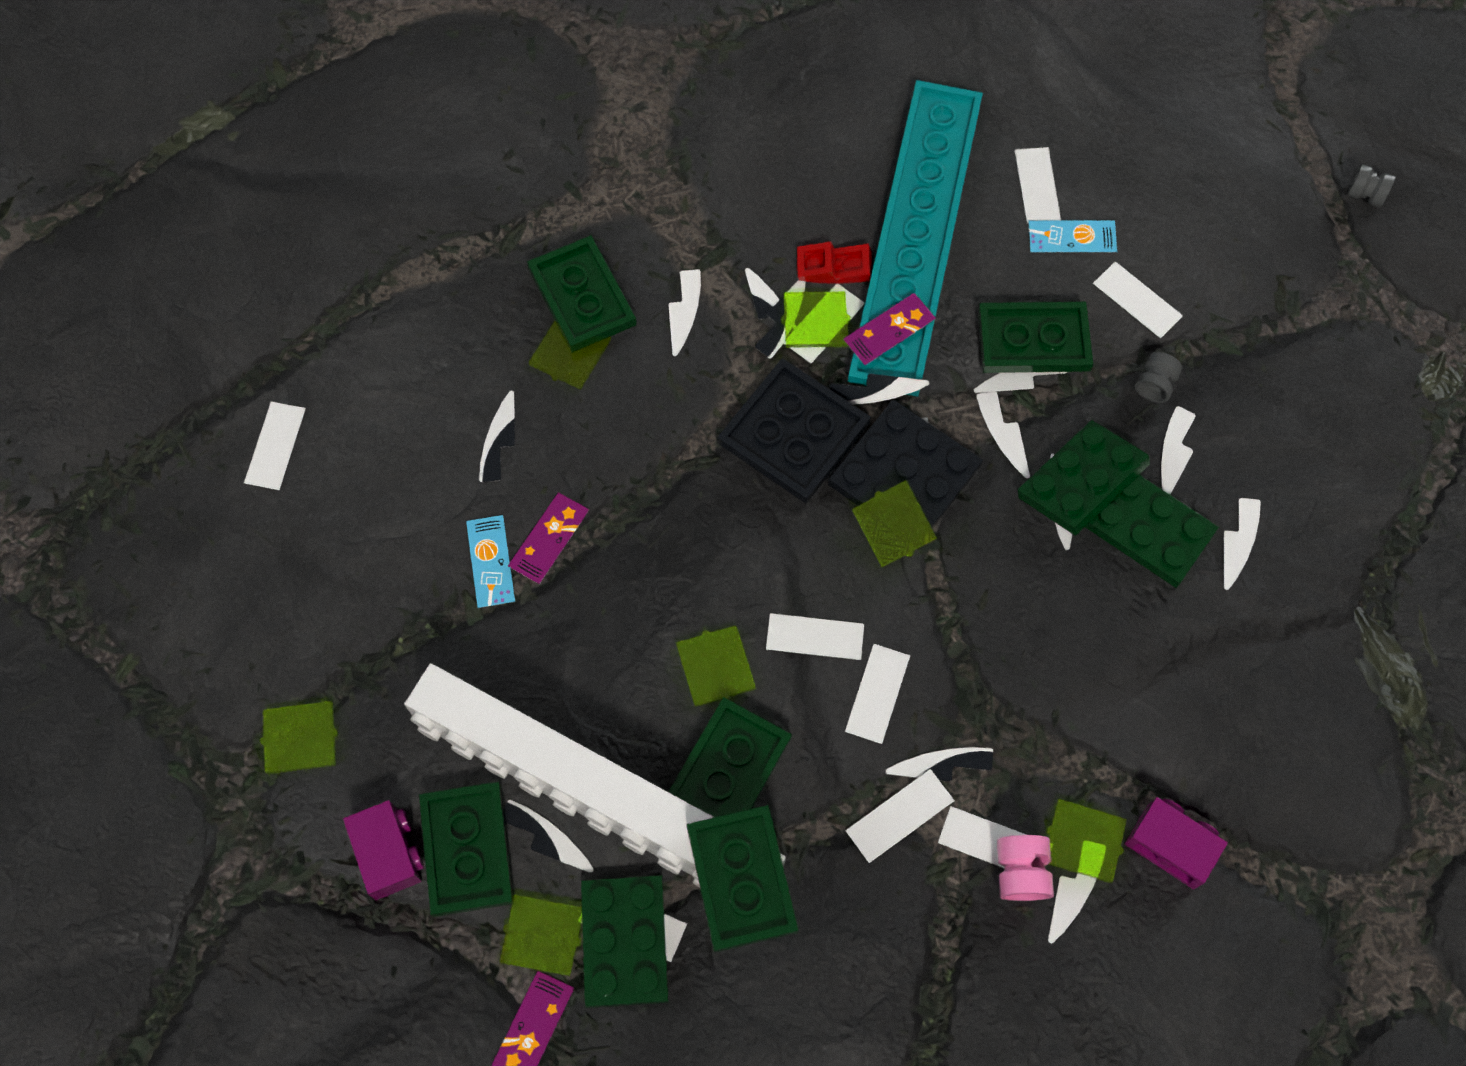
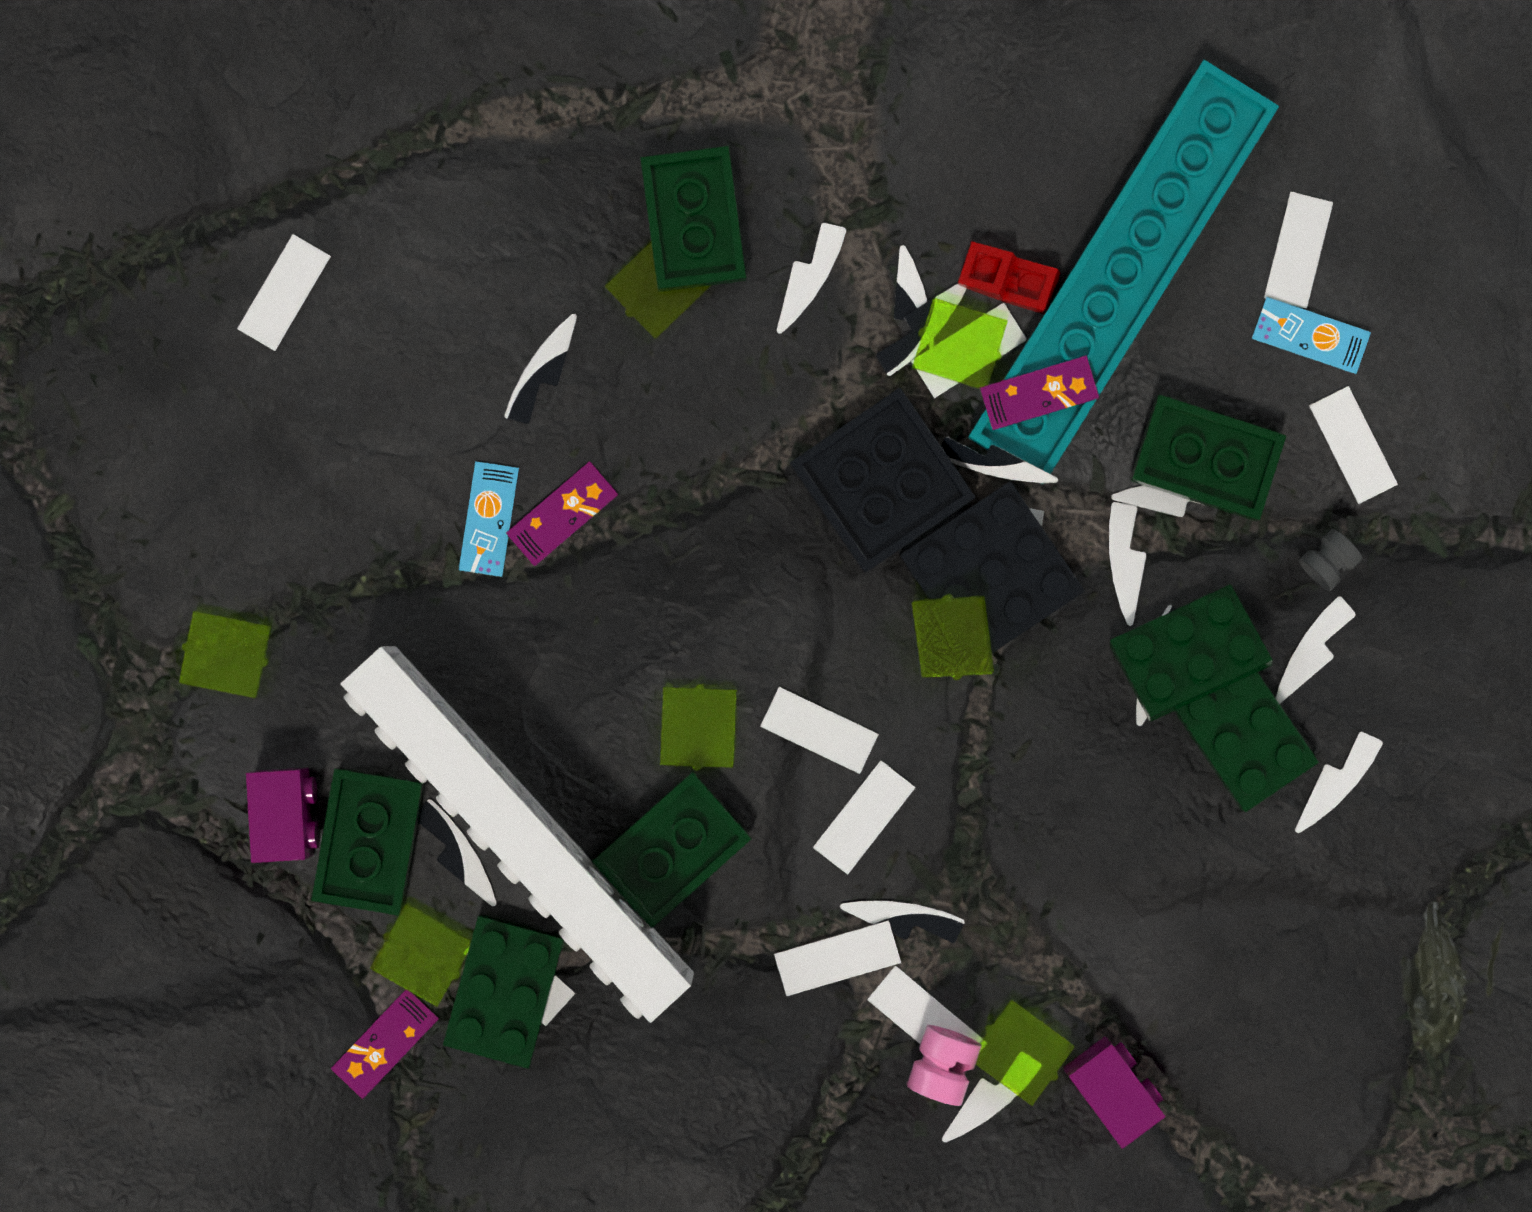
camera: 20 degrees right, 20 degrees up
(741, 878) = (634, 998): dark green plate -> none

